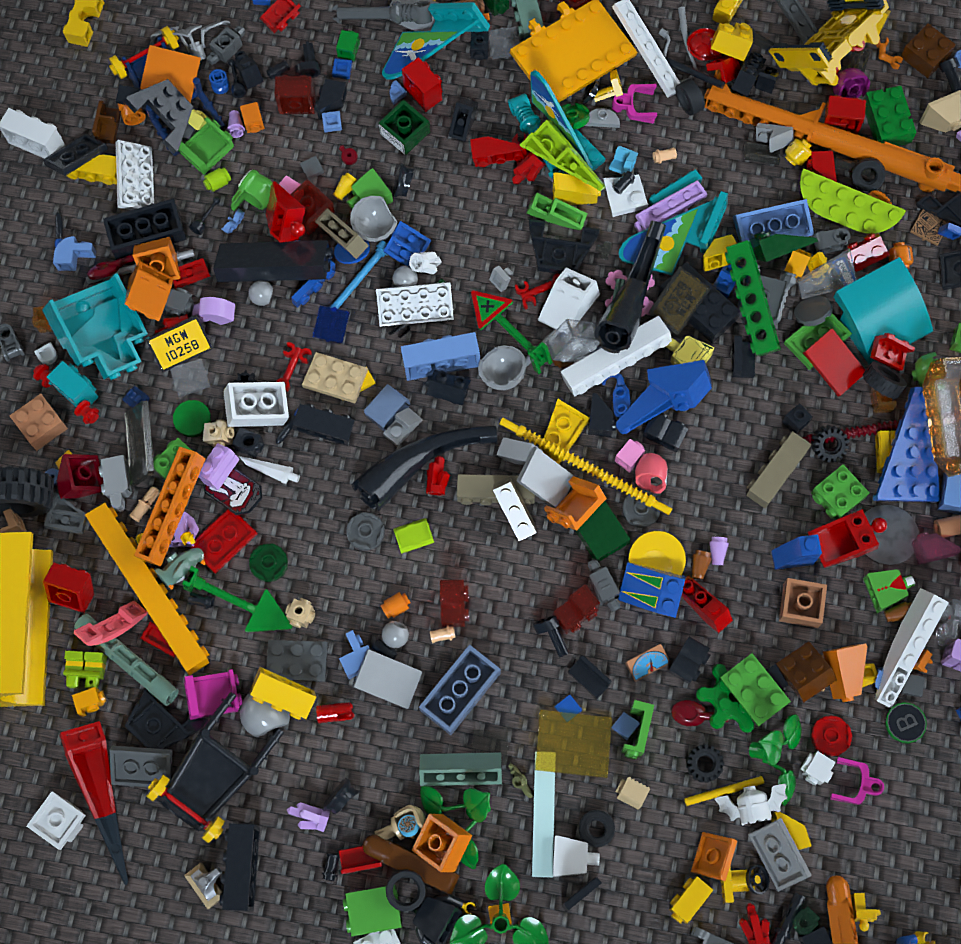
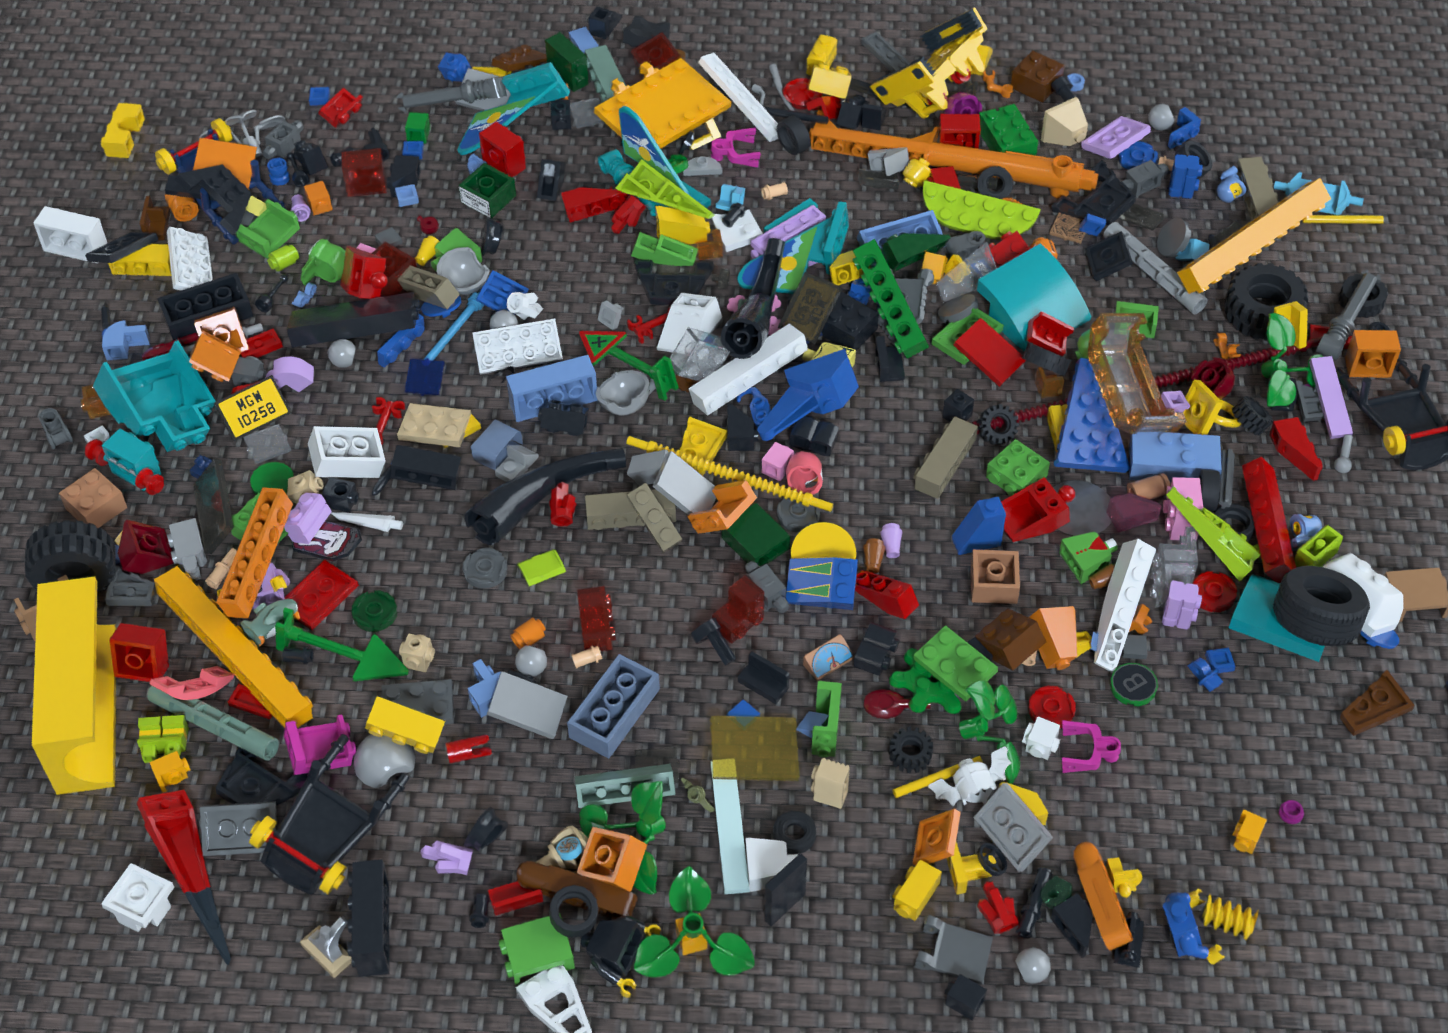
camera: 10 degrees left, 20 degrees down
(599, 212) = (712, 248): none -> clear orange panel

